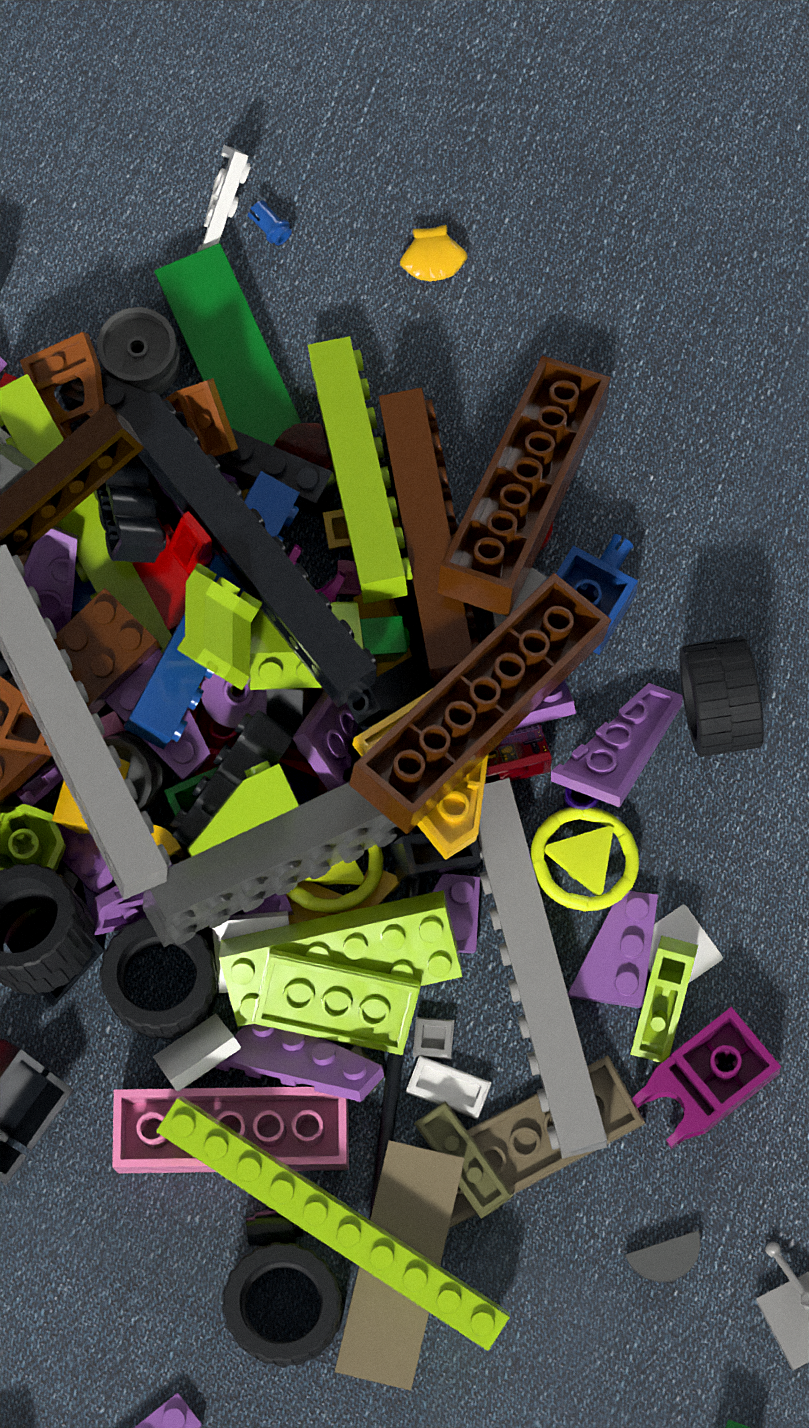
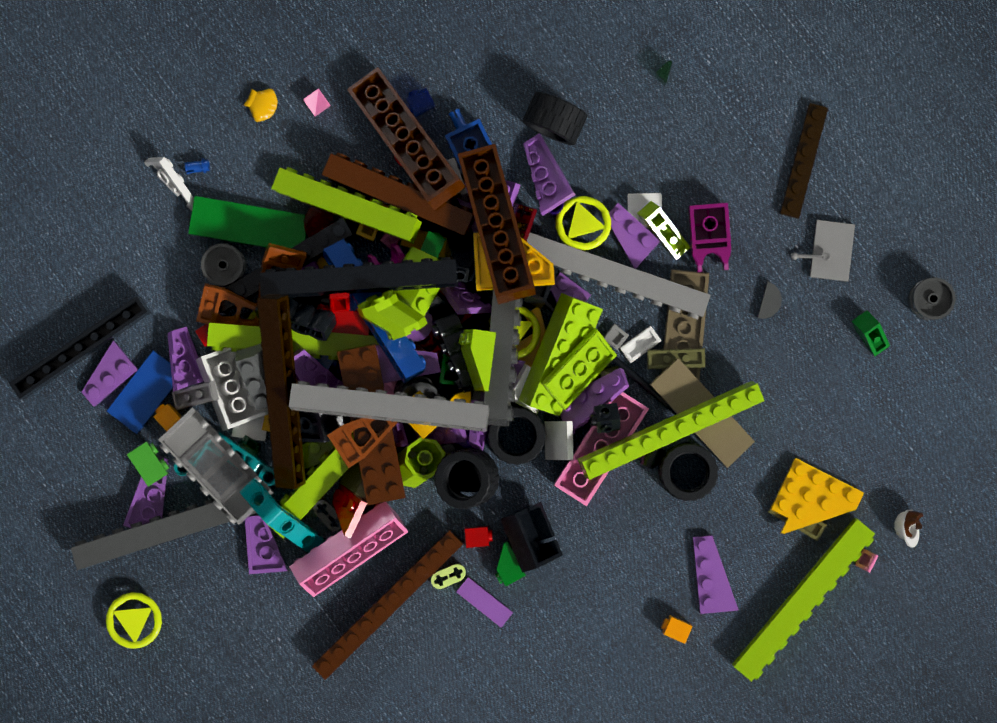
camera: 65 degrees left, 15 degrees up
(280, 1096) = (606, 418): none -> black brick
(492, 331) = (316, 102): none -> bright pink slope
(601, 482) = (419, 102): none -> clear blue brick

